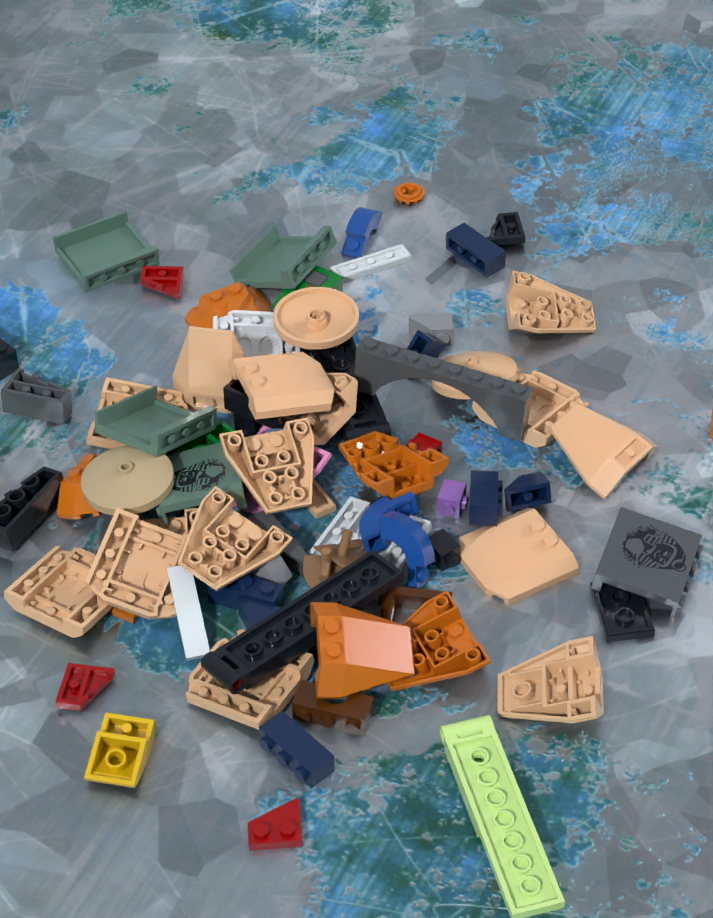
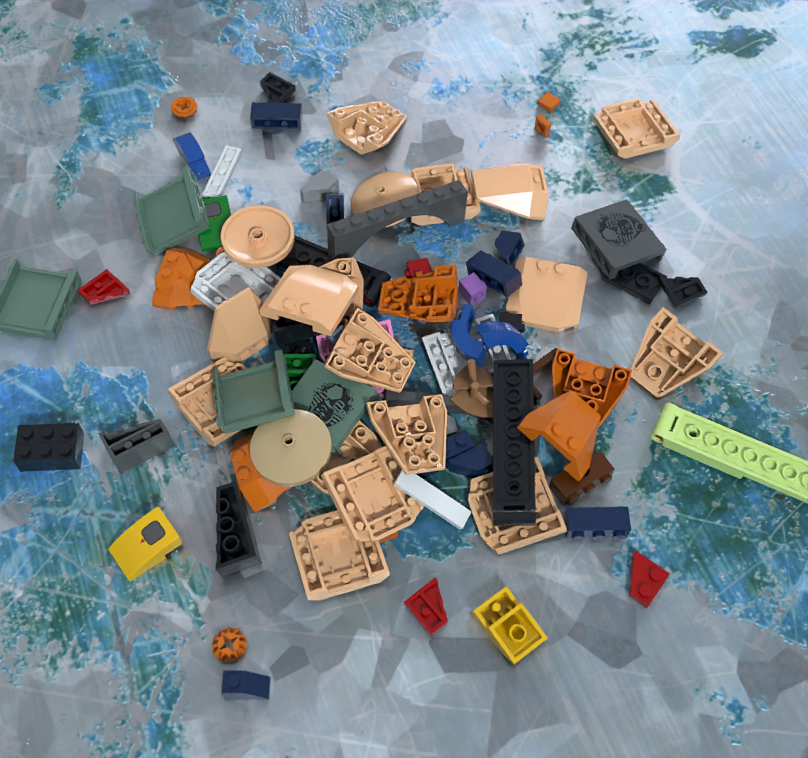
camera: 50 degrees left, 15 degrees up
(651, 651) = (682, 290): none -> black wing

